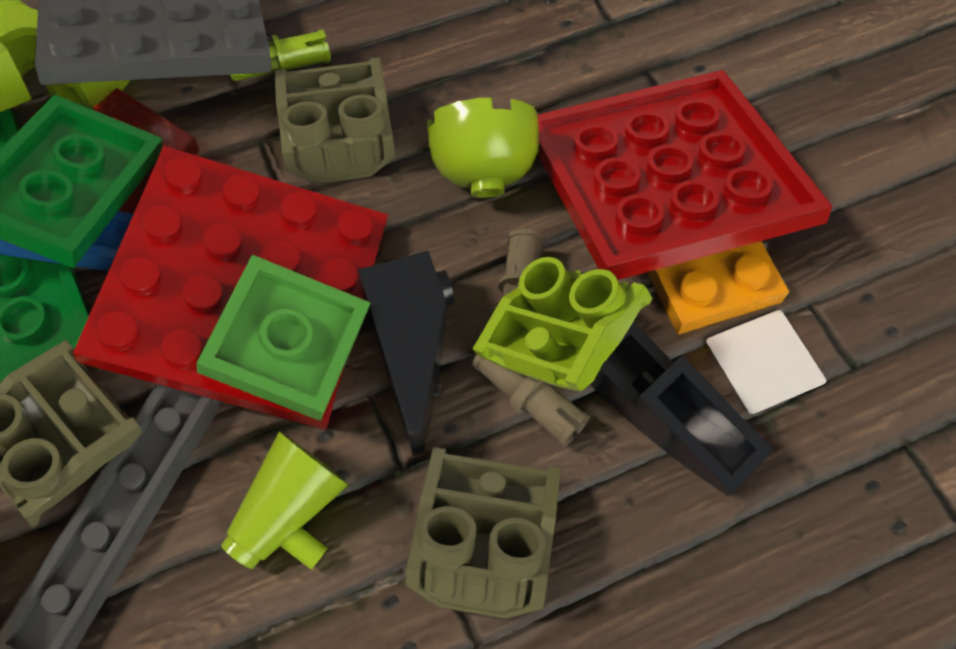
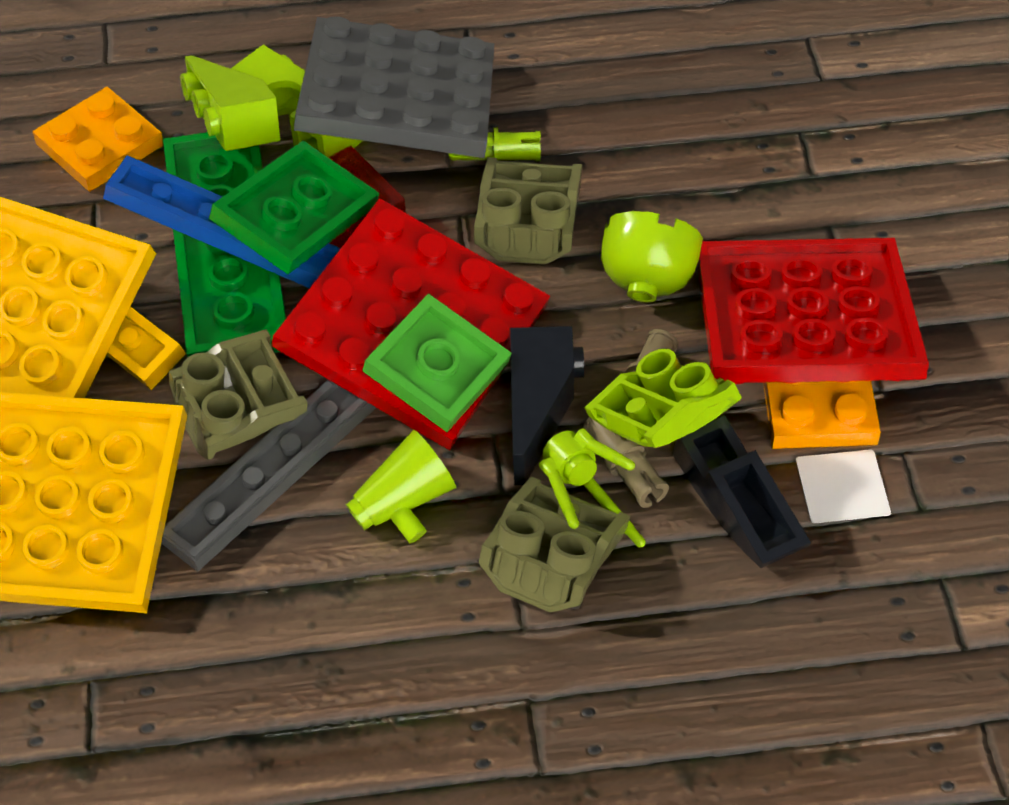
camera: 20 degrees right, 10 degrees down
(475, 415) = (571, 460): none -> lime plant

